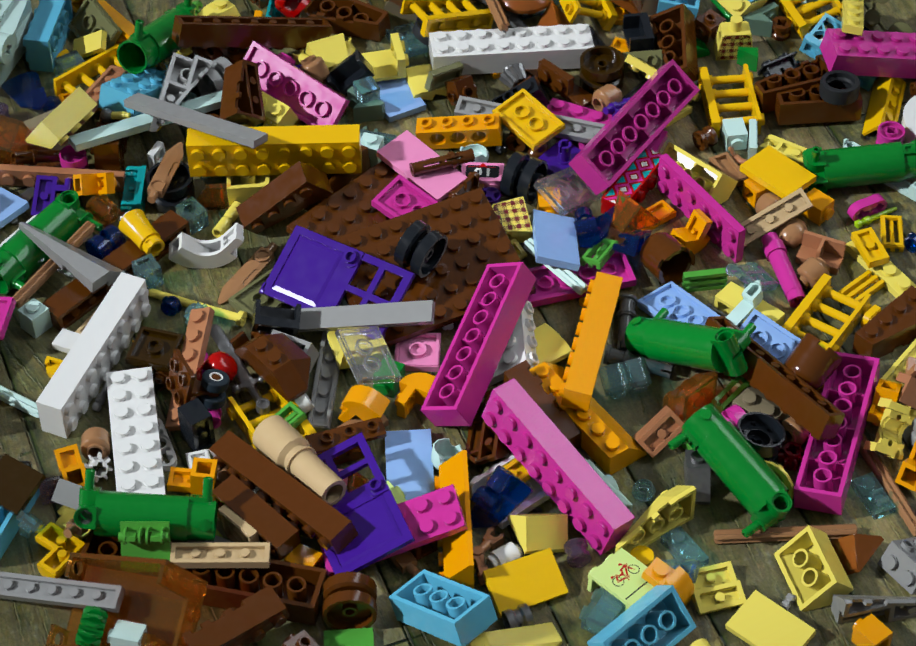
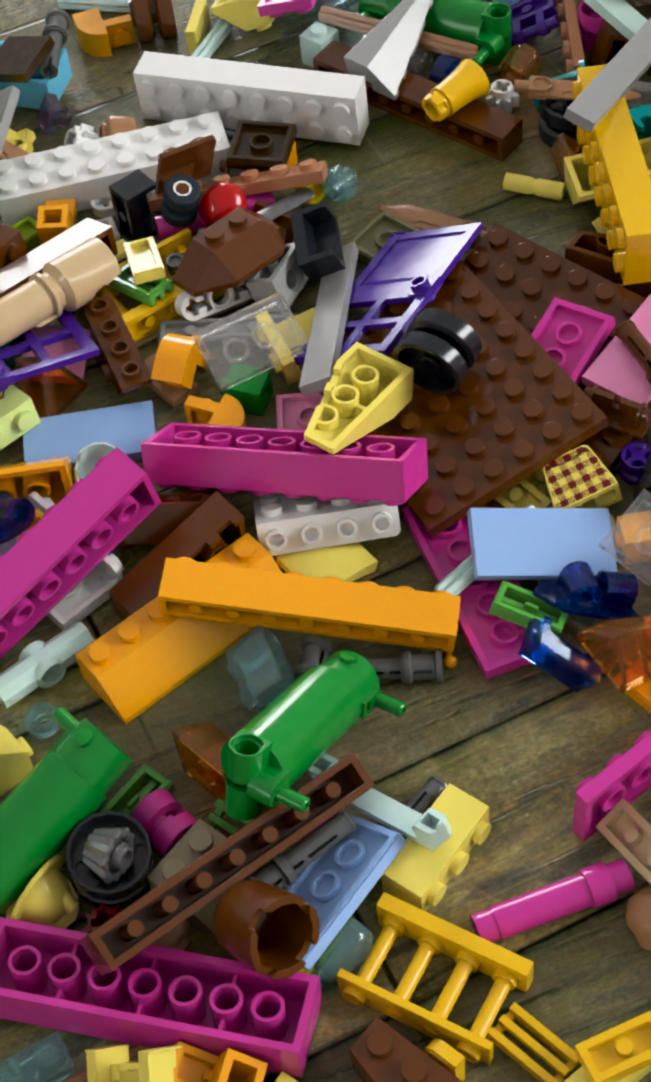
camera: 90 degrees right, 5 degrees up
(70, 464) = (56, 120): light orange brick -> none
(94, 183) = (548, 40): light orange brick -> none
(148, 269) = (405, 121): clear light blue brick -> none
(171, 305) = (363, 160): clear blue plate -> none
(194, 213) = (528, 148): clear light blue brick -> none
(206, 253) = (458, 165): white arch -> none
(240, 318) = (349, 226): light yellow bar -> none
(254, 416) = (144, 260): none -> light yellow tile
(284, 197) = (554, 214): reddish brown wedge -> none
(449, 287) = (359, 398): none -> light yellow wedge
(659, 431) = (145, 723): nougat panel -> none
(666, 257) = (533, 705): reddish brown cylinder -> none
(679, 303) = (411, 747): light blue tile -> none
(695, 232) = (595, 740): light orange brick -> none
(704, 280) = (504, 775): bright green tile -> none
(749, 273) = (503, 851): clear light blue plate -> none
(763, 427) = (109, 852): none -> flat silver piece
(811, 271) = (552, 951): medium nougat head -> none
(821, 246) = (604, 969): nougat panel -> none

